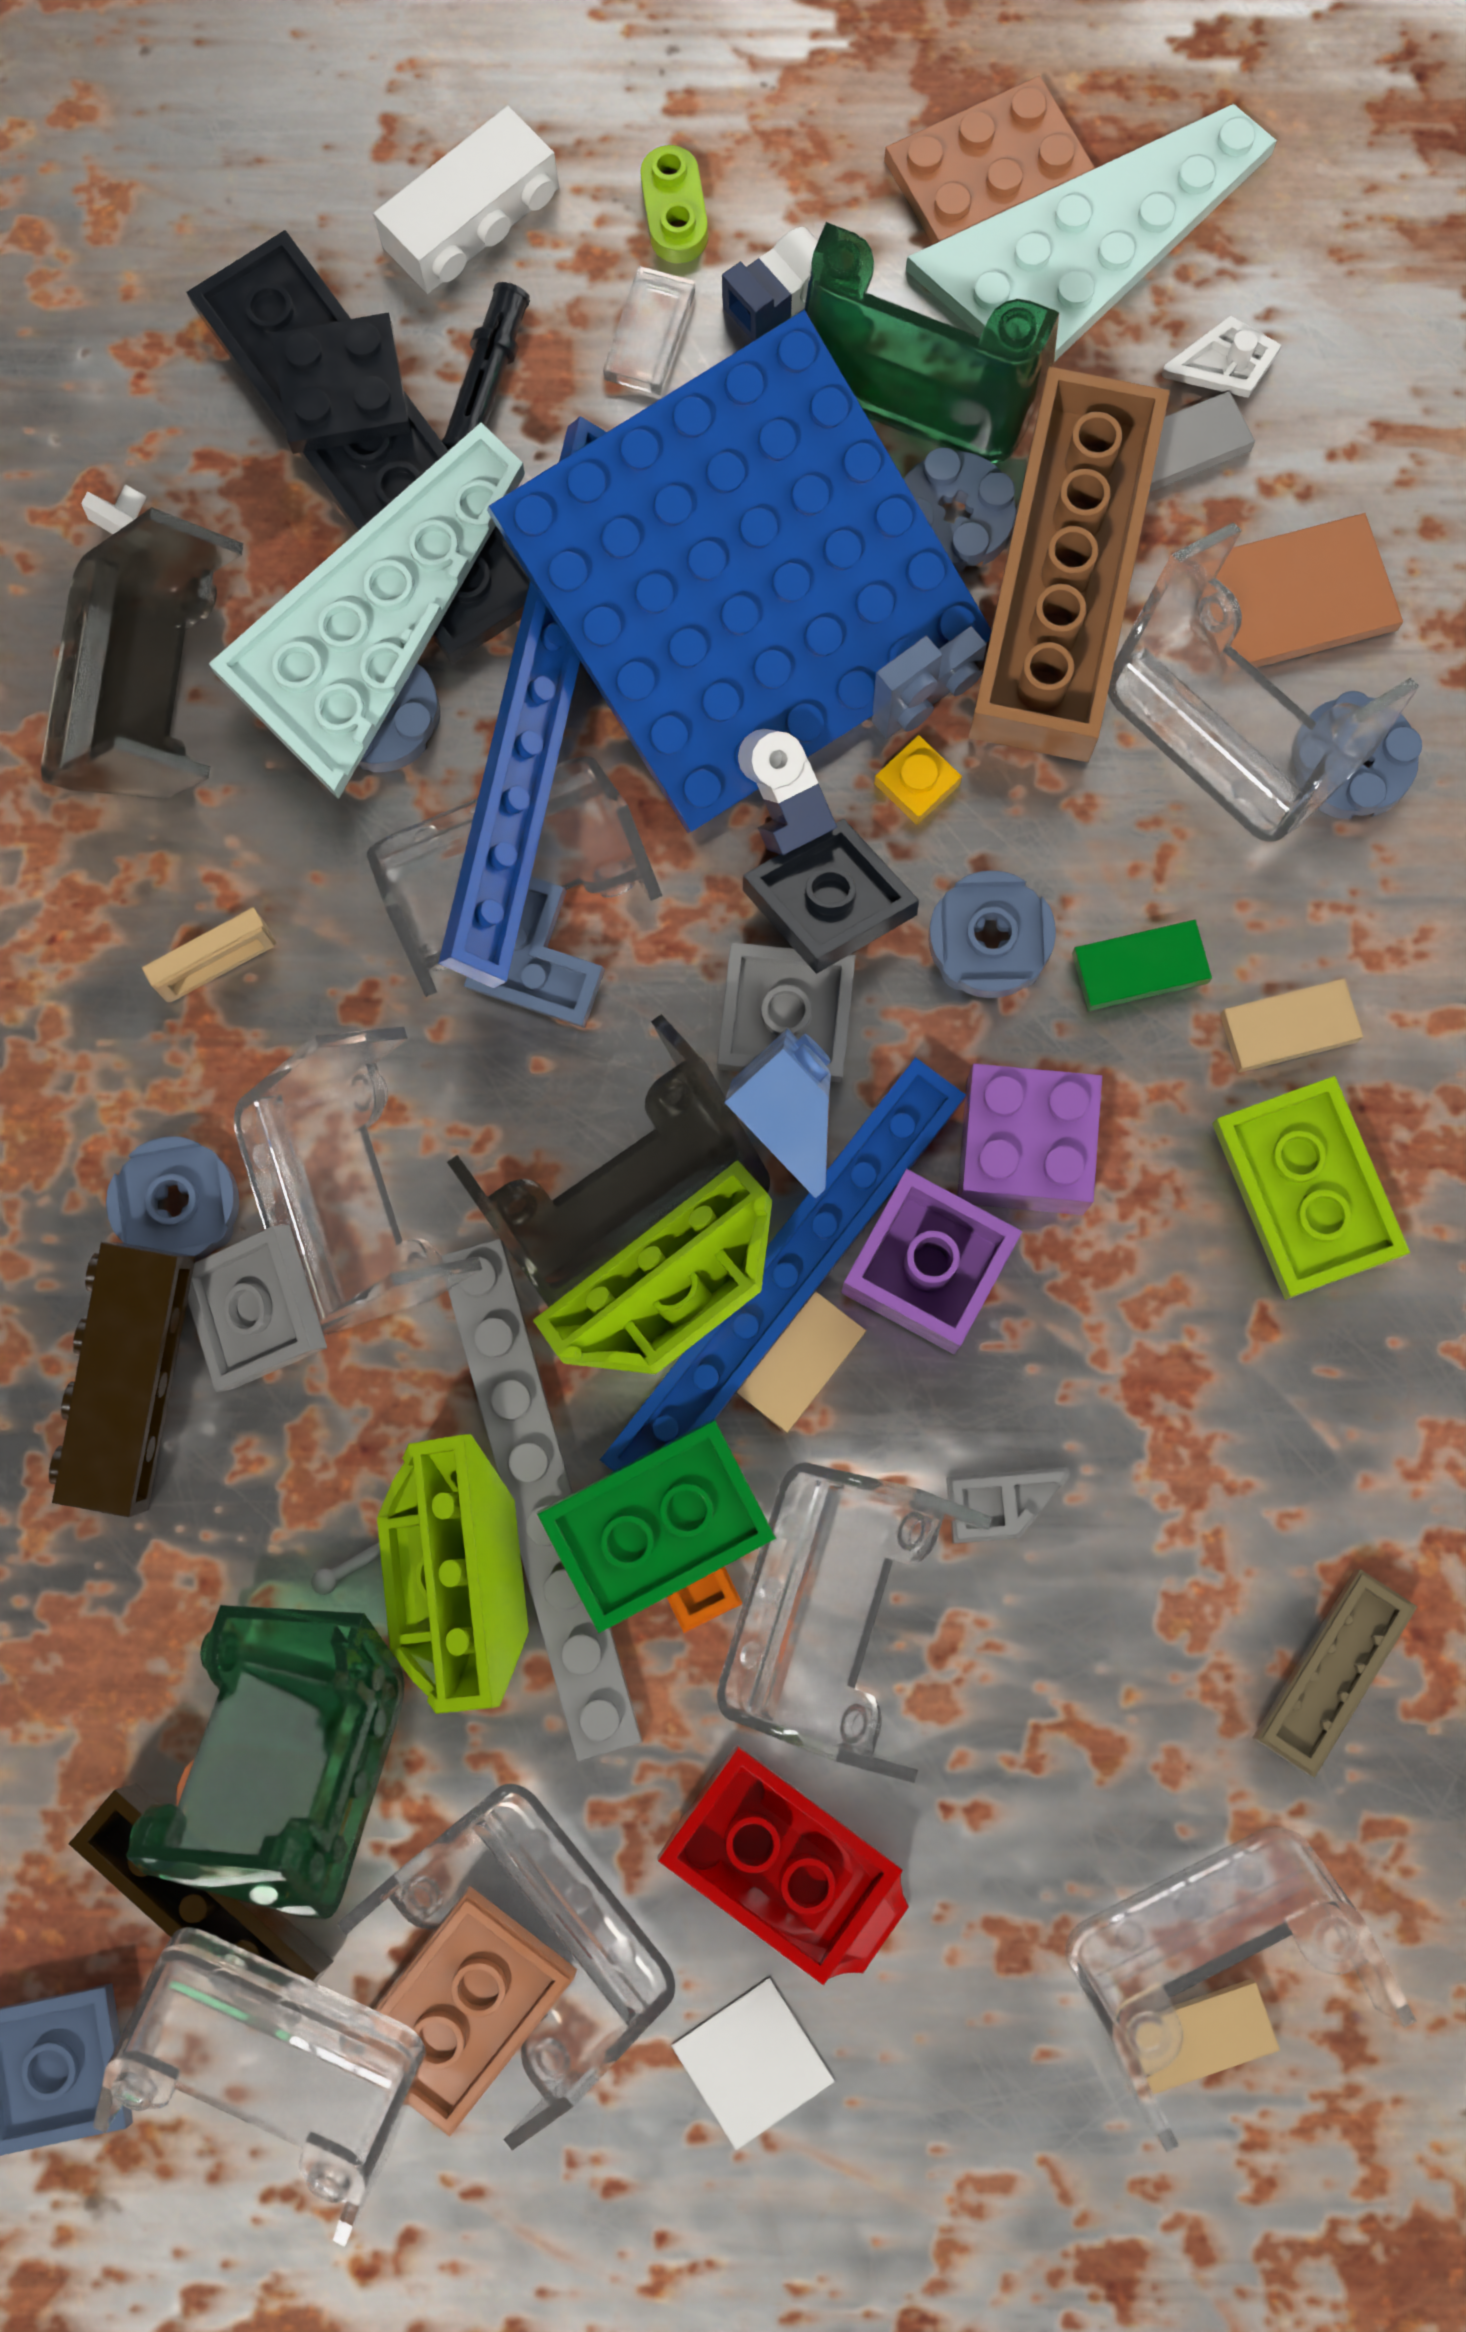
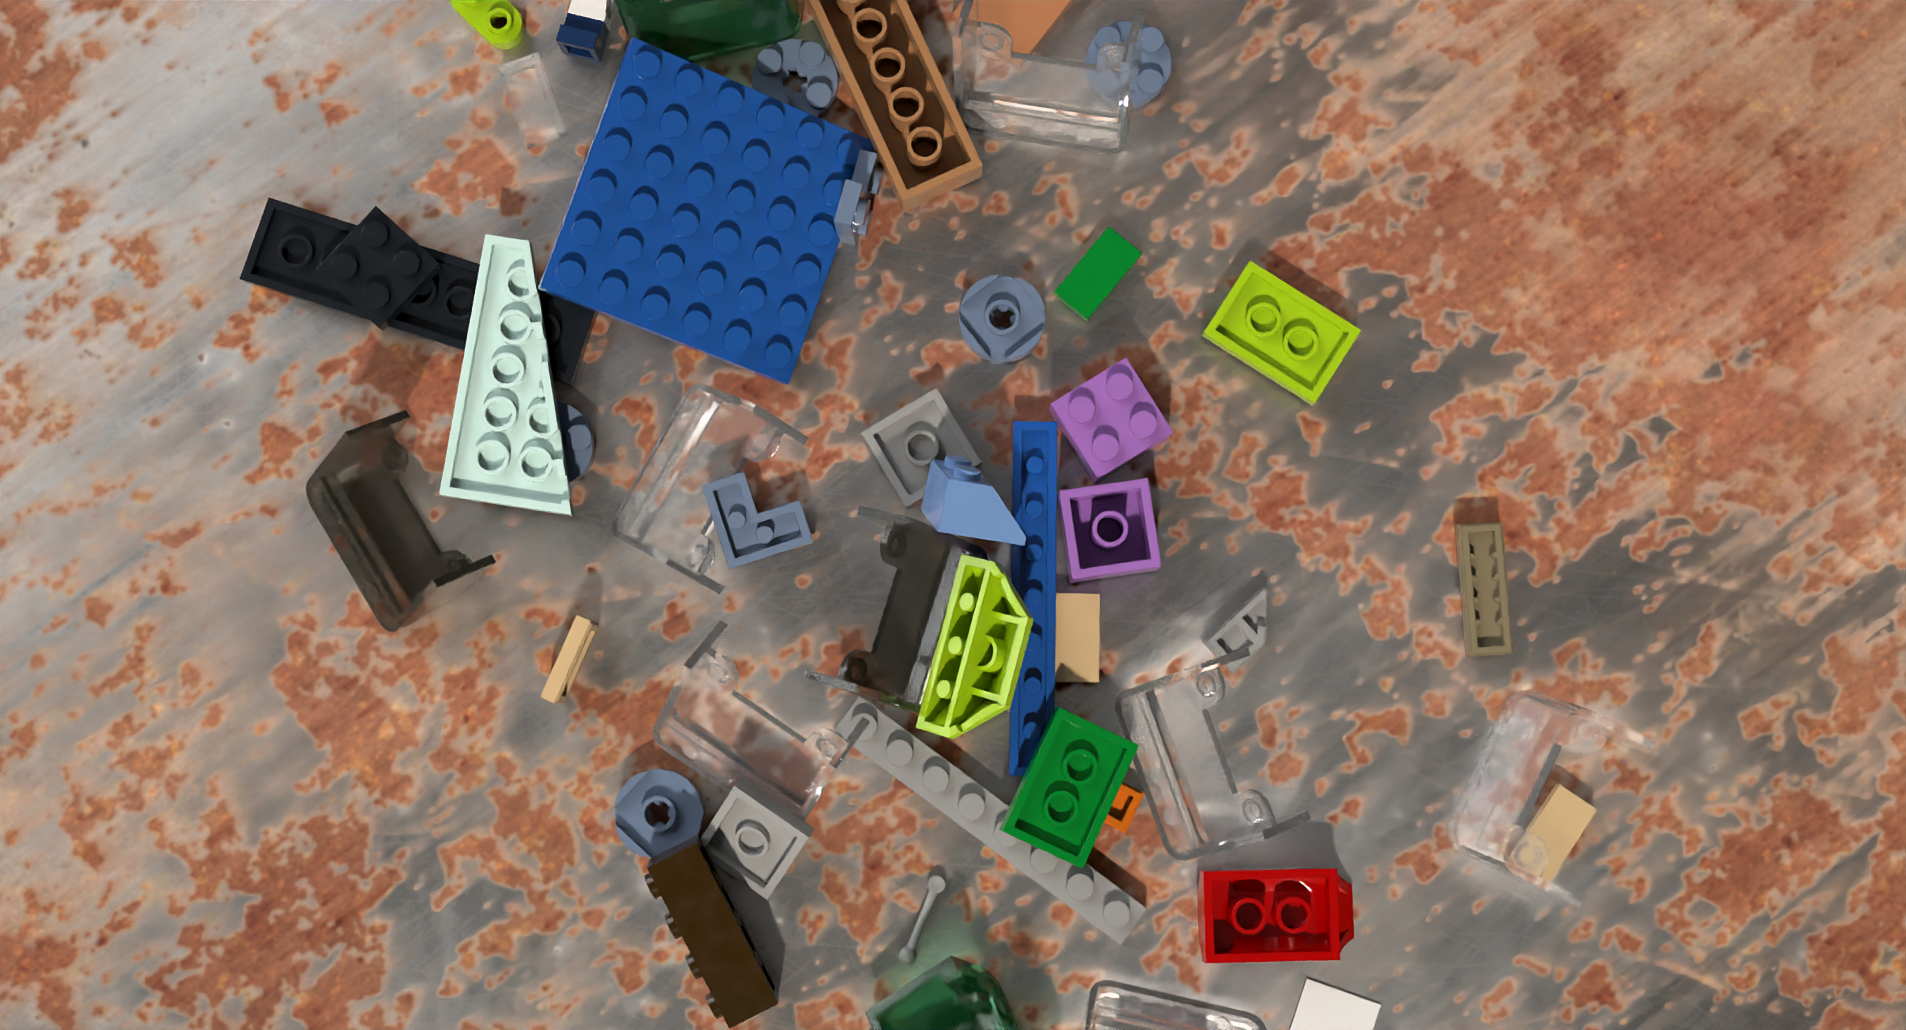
camera: 40 degrees left, 5 degrees up
(112, 516) = (309, 443): white piece -> none
(453, 1574) = (978, 899): lime wedge -> none
(467, 200) = (364, 99): white brick -> none
(493, 349) = (440, 151): black pin -> none
(514, 786) = (667, 420): blue plate -> none
(788, 789) = (827, 320): leg -> none
(830, 896) = (897, 364): black plate -> none
(917, 780) = (893, 258): yellow plate -> none
(1291, 1025) = (1204, 247): tan tile -> none

